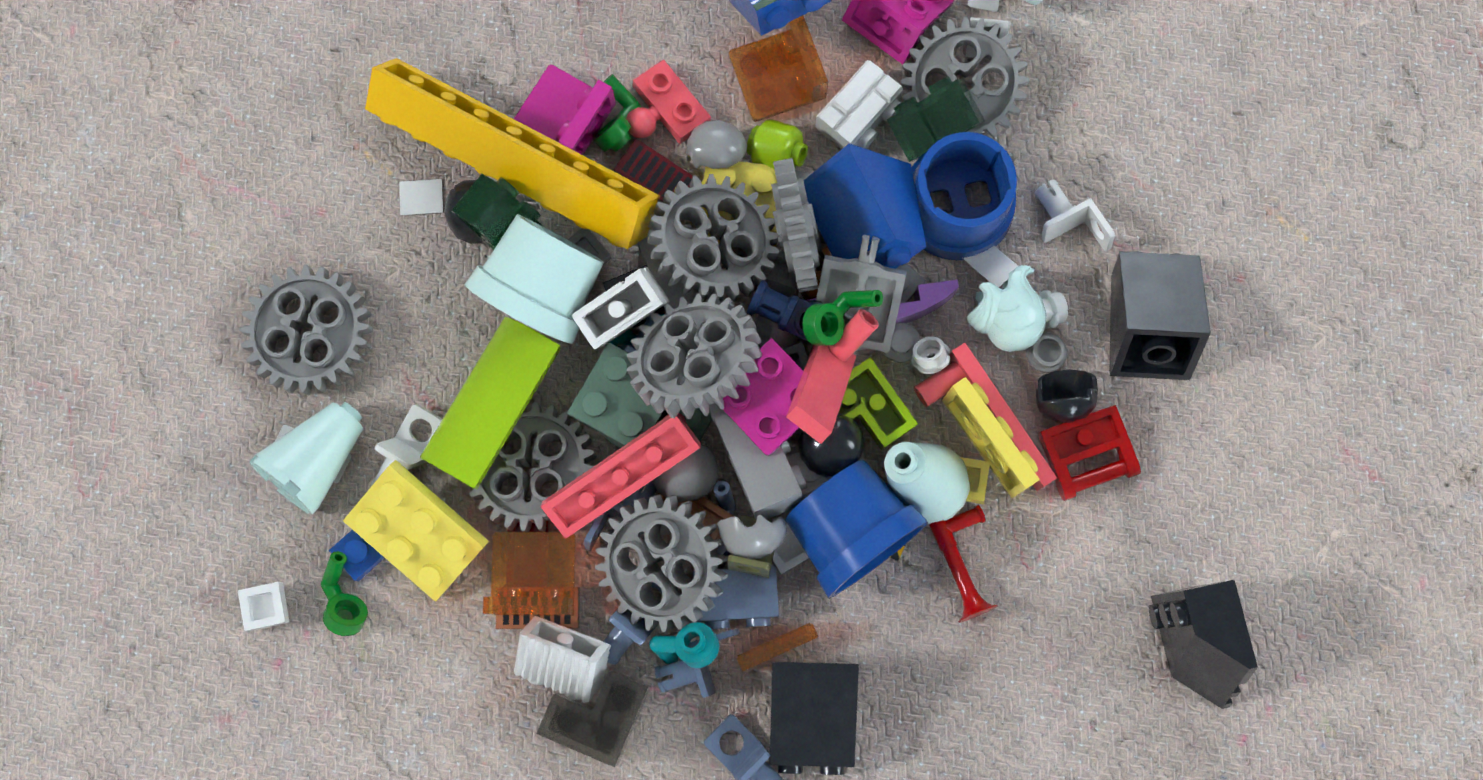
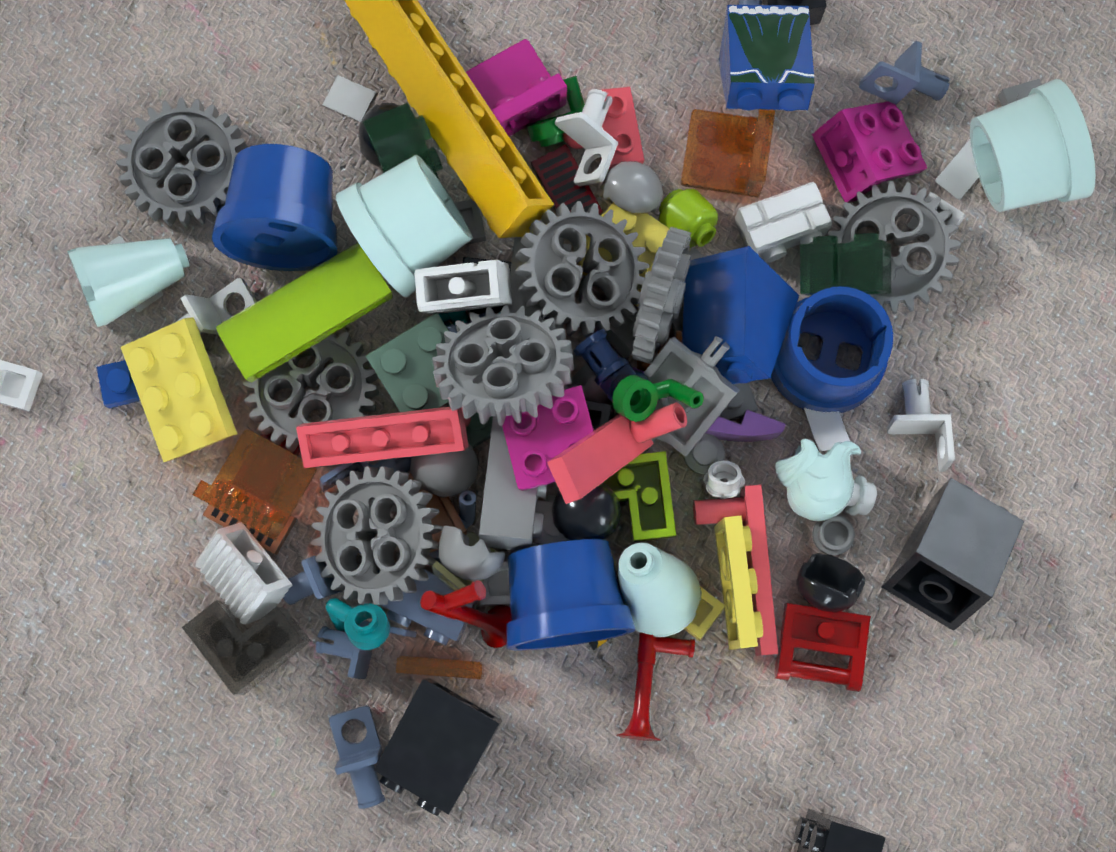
camera: 25 degrees right, 0 degrees up
(344, 612) = (80, 419): green plate -> none
(418, 326) = (278, 209): none -> blue piece
(654, 119) = (588, 132): none -> white bracket
(801, 584) = (454, 607): none -> red piece

